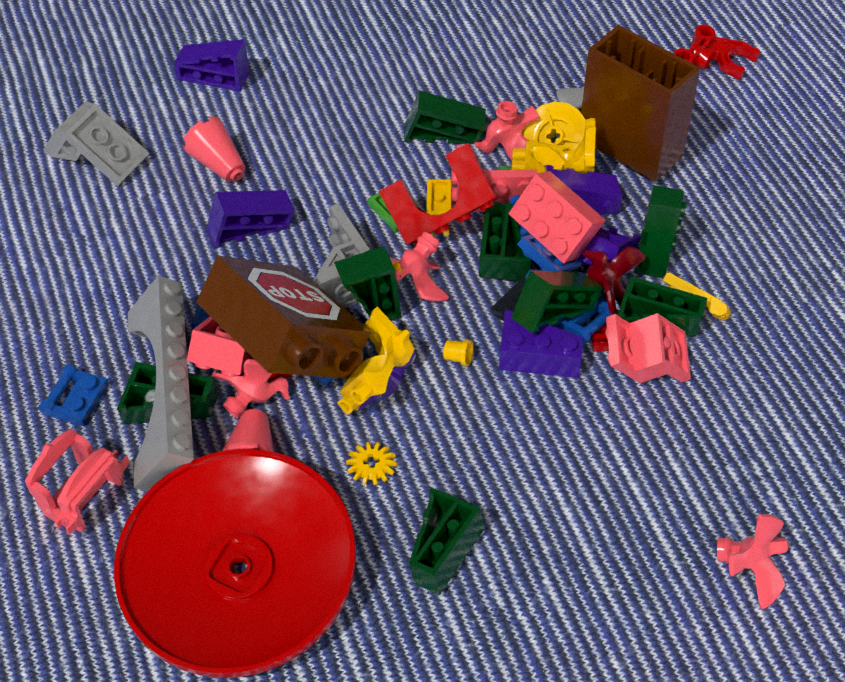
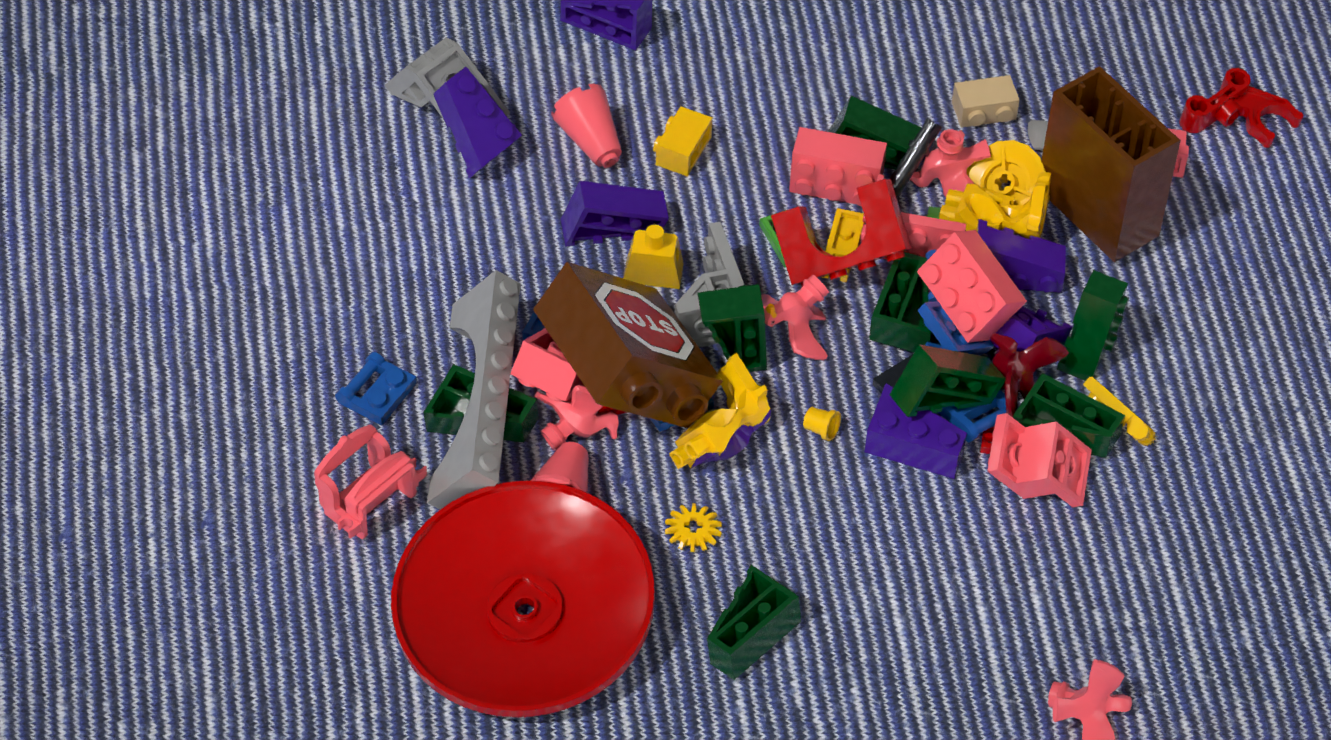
camera: 10 degrees right, 0 degrees up
(121, 162) = (475, 120): none -> dark purple wedge
(290, 243) = (654, 258): none -> yellow torso
(292, 150) = (683, 141): none -> yellow brick
(419, 146) = (834, 165): none -> coral brick
(481, 122) = (914, 155): none -> black pin
(520, 80) = (985, 101): none -> tan brick

